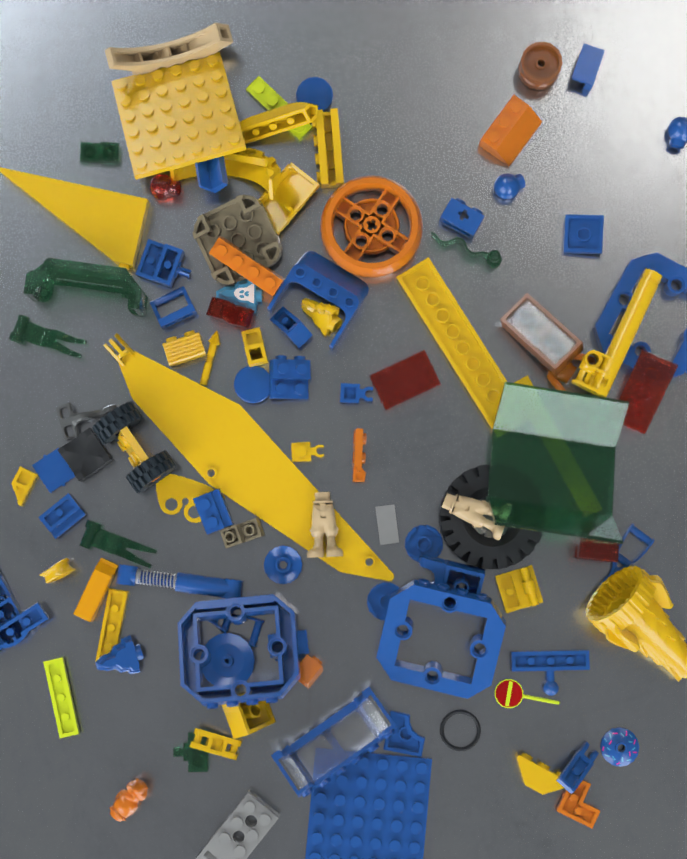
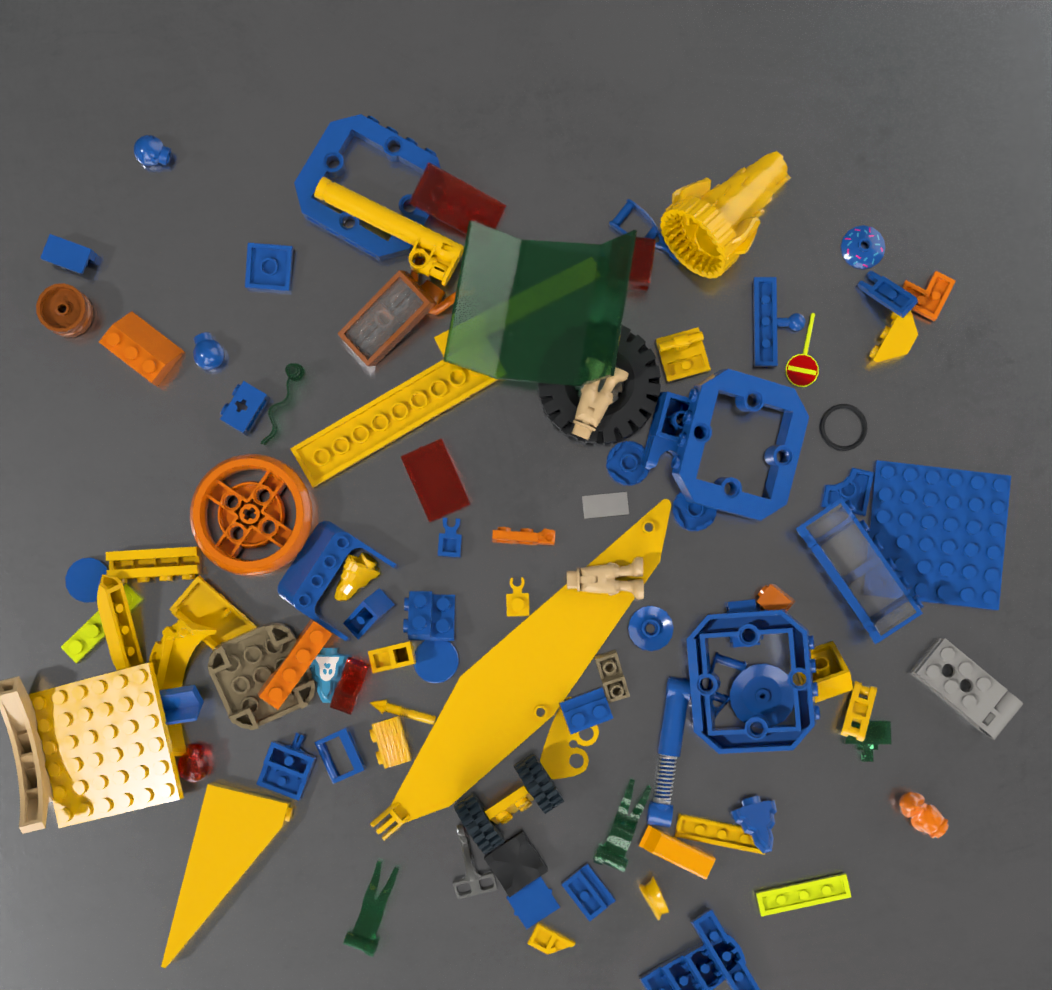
camera: 90 degrees left, 0 degrees up
(41, 282) = (306, 915): clear green windscreen -> none
(99, 152) = (146, 844): clear green slope -> none

